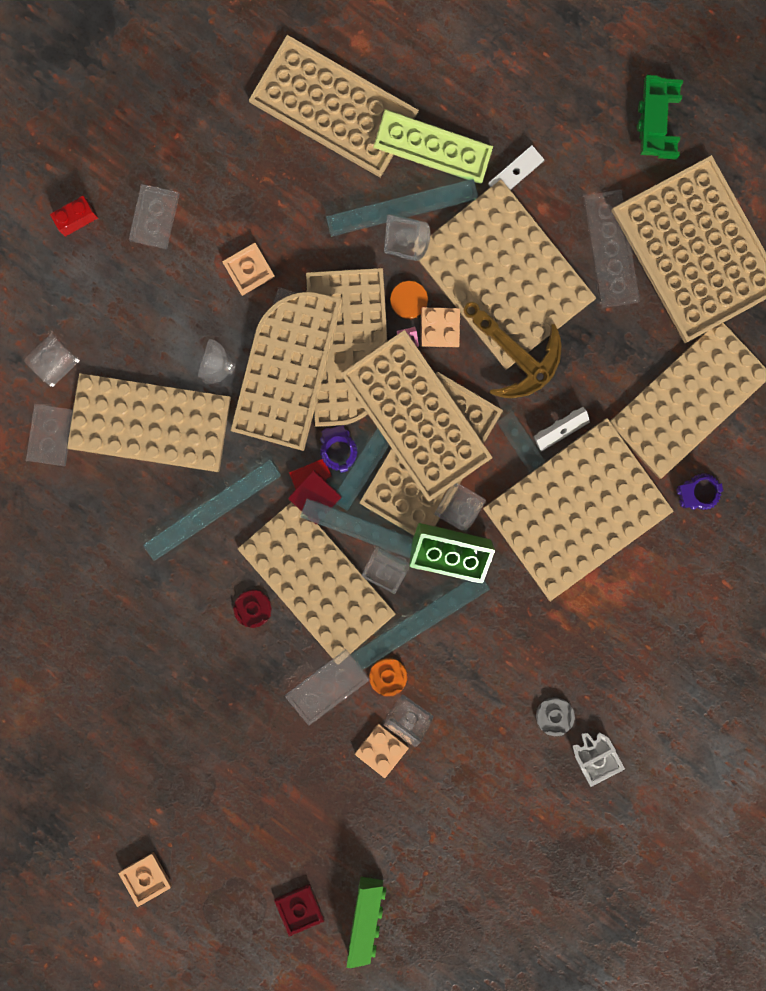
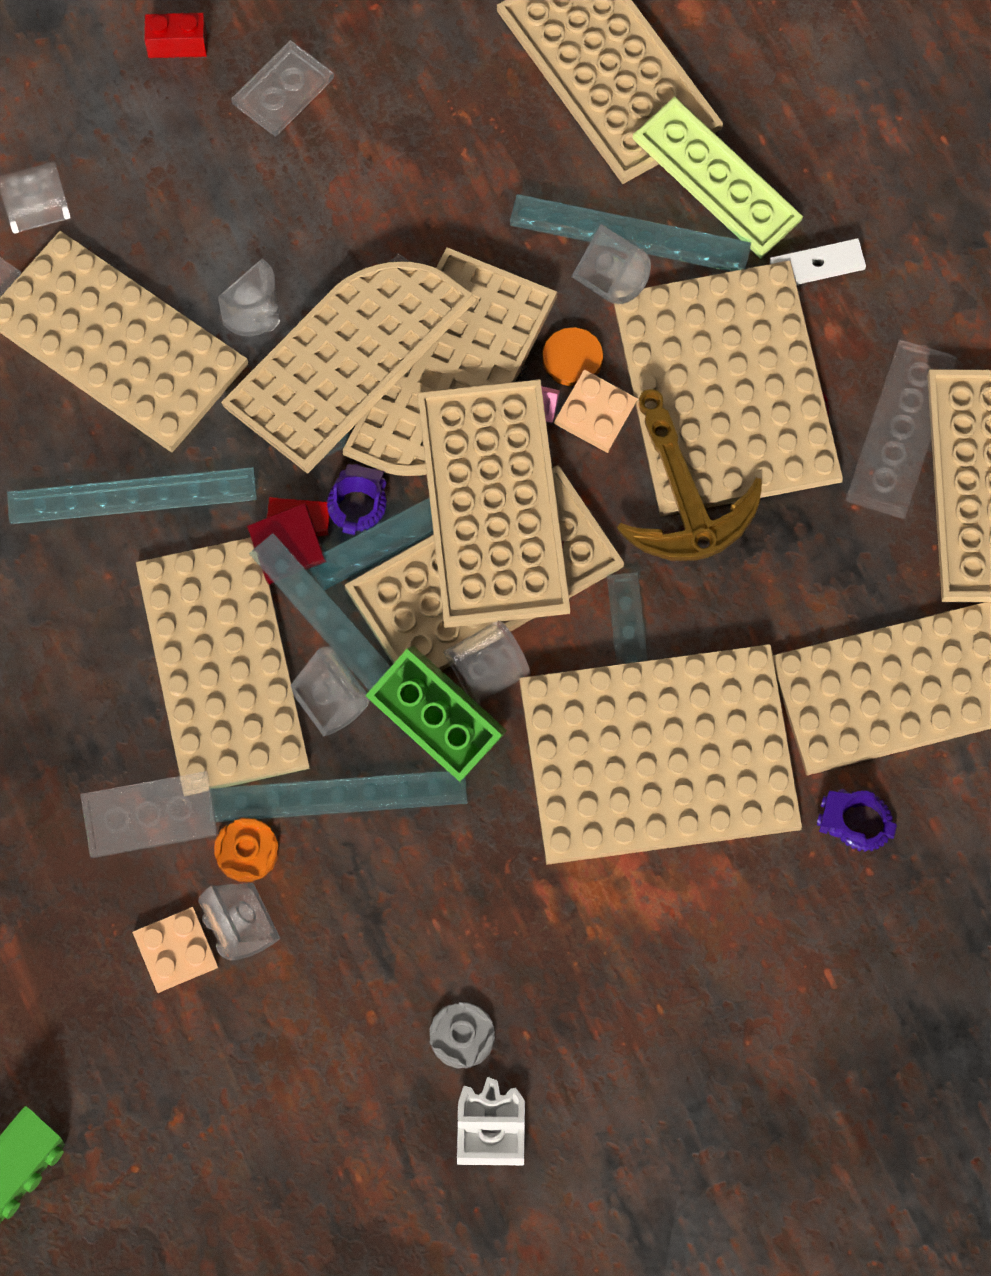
camera: 30 degrees right, 20 degrees down
(248, 269) = (371, 211): light nougat plate -> none
(252, 608) = (108, 656): dark red tile -> none
(562, 428) = (713, 629): white tile -> none

